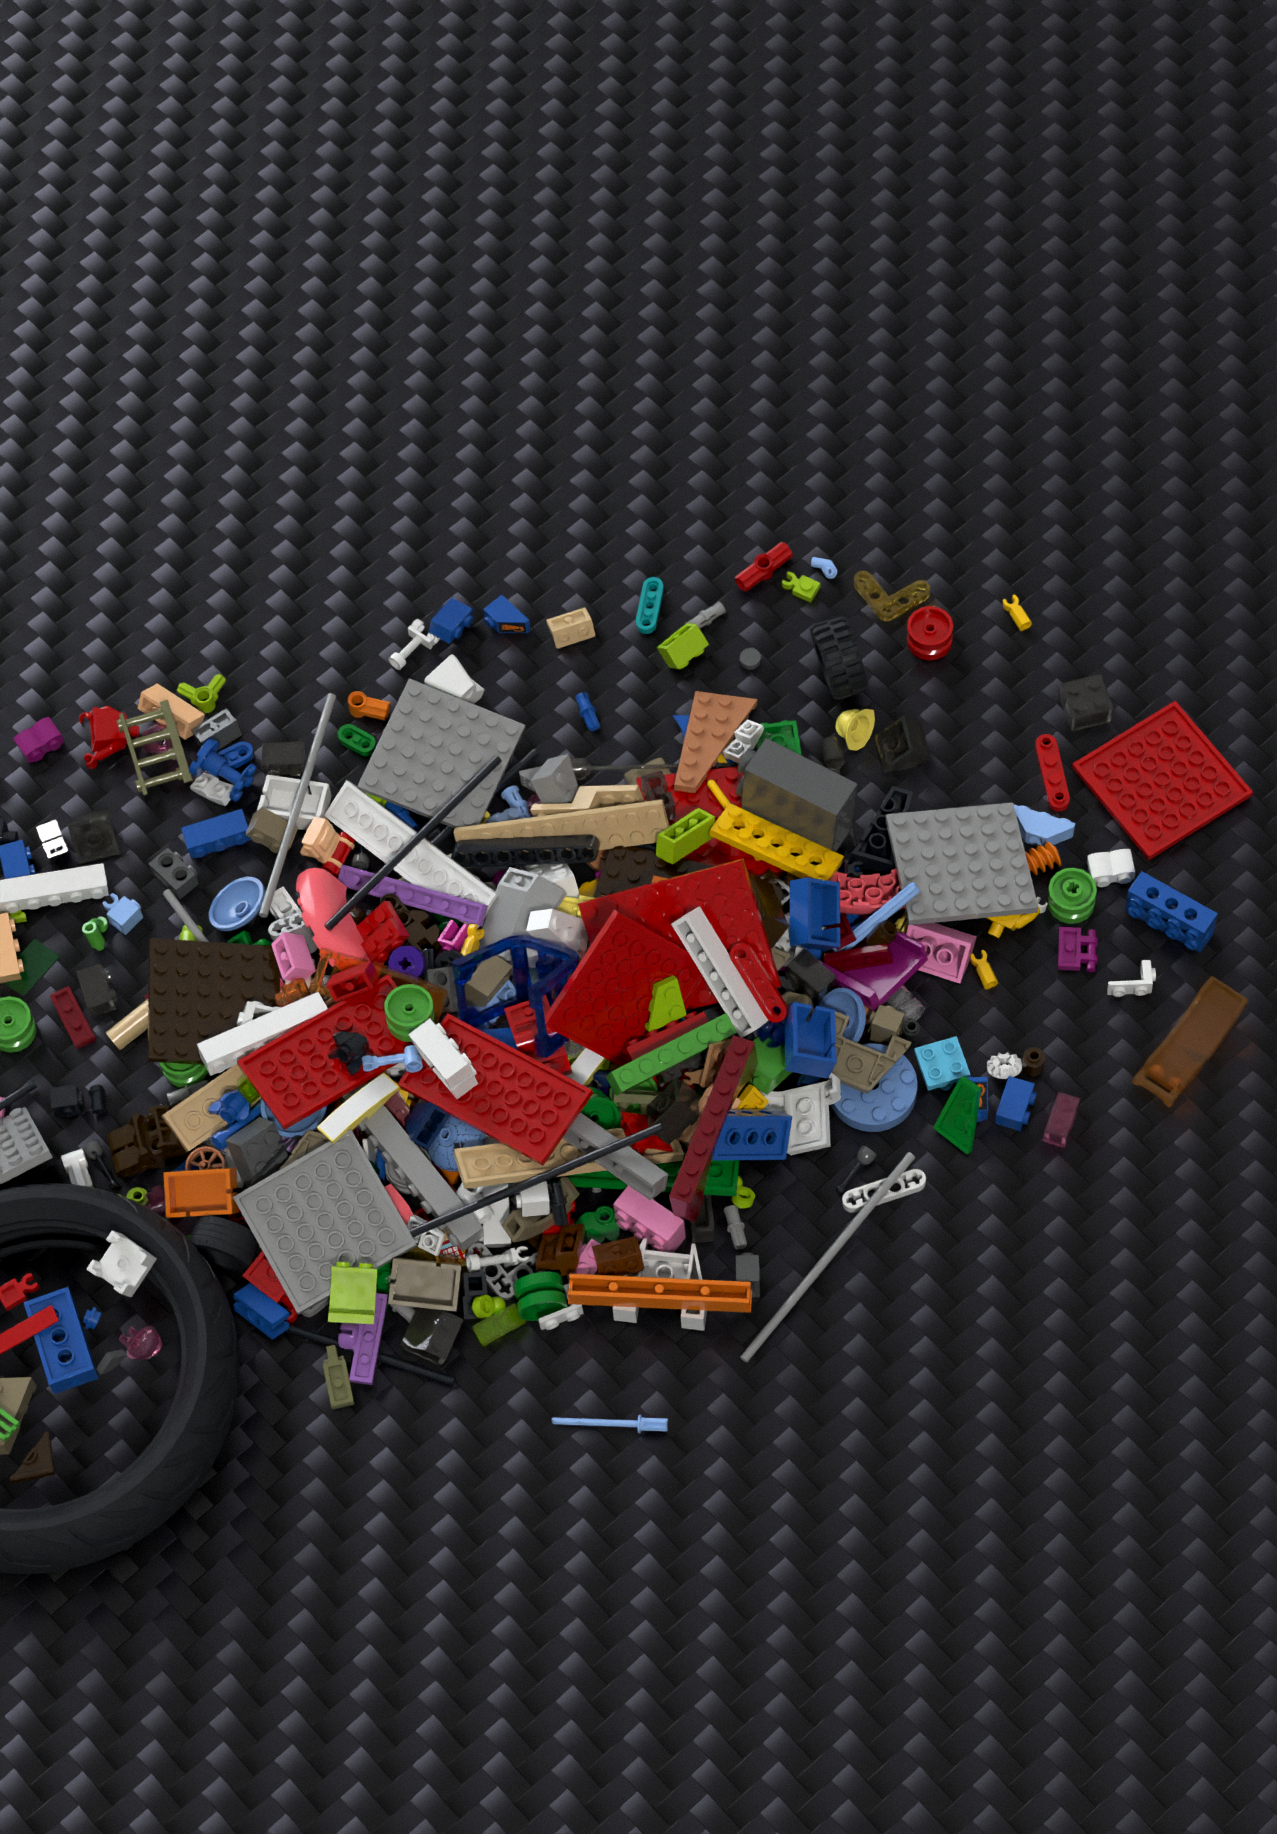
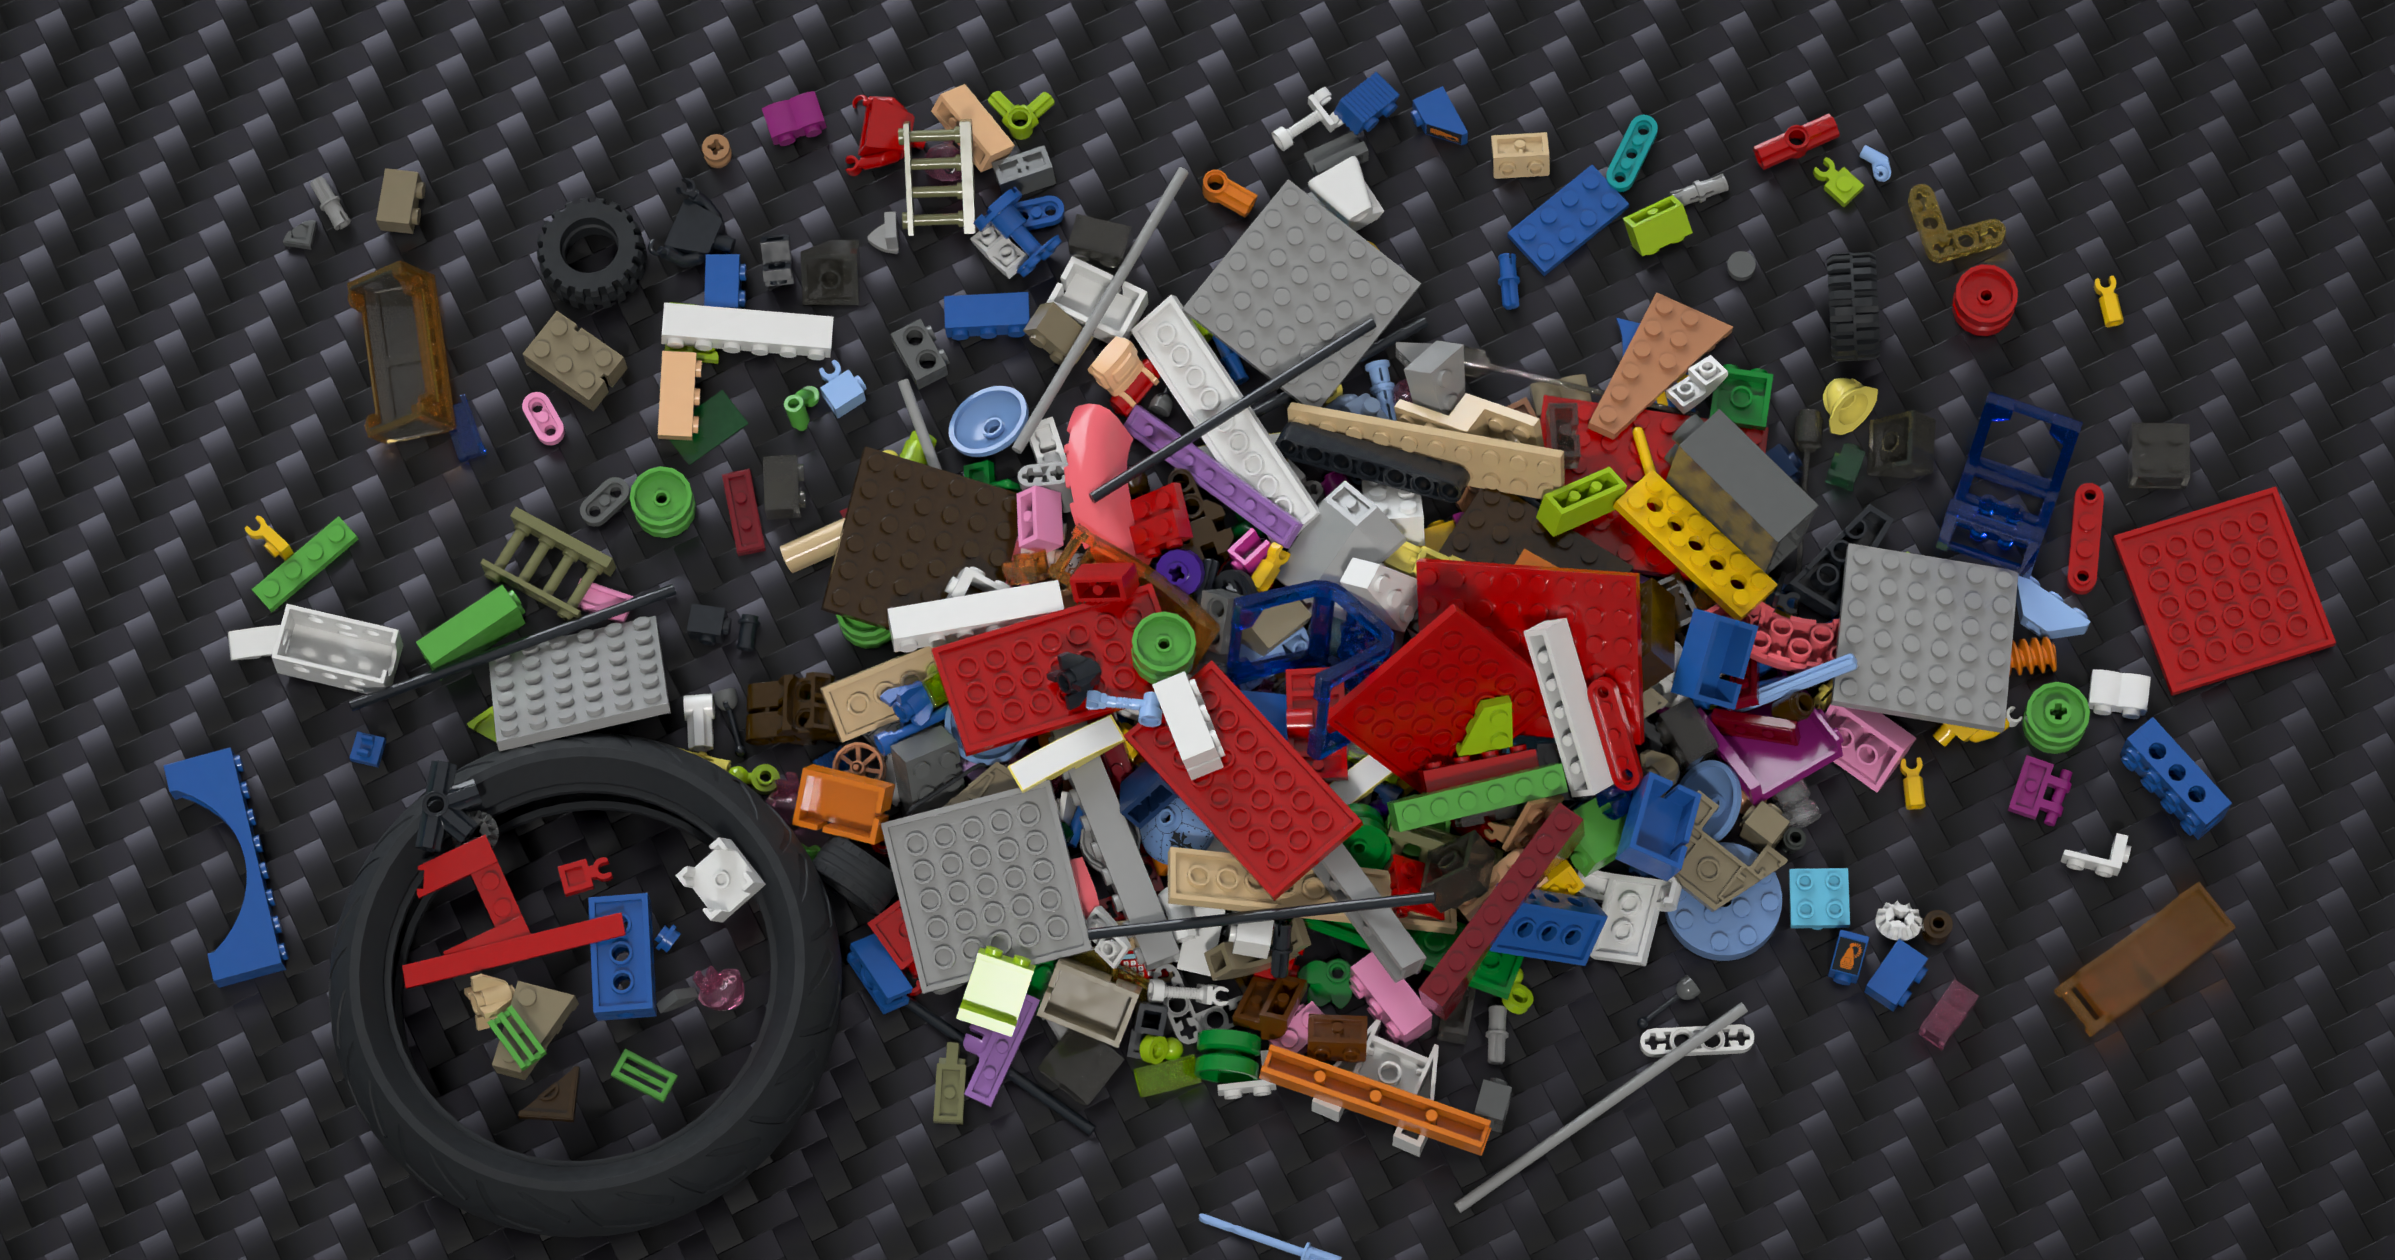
camera: 15 degrees right, 10 degrees up
(98, 1434) = (666, 1087): none -> bright green tile
(127, 802) = (886, 236): none -> light grey tile
(180, 1095) = (862, 657): light grey axle -> none
(358, 741) = (1202, 236): green plate -> none
(437, 658) = (1335, 152): none -> dark grey panel
(617, 661) = (1568, 220): none -> blue plate
(867, 770) = (1845, 467): none -> clear green brick
(960, 1114) = (1821, 973): green wing -> none
(988, 773) = (1996, 519): none -> clear blue windscreen

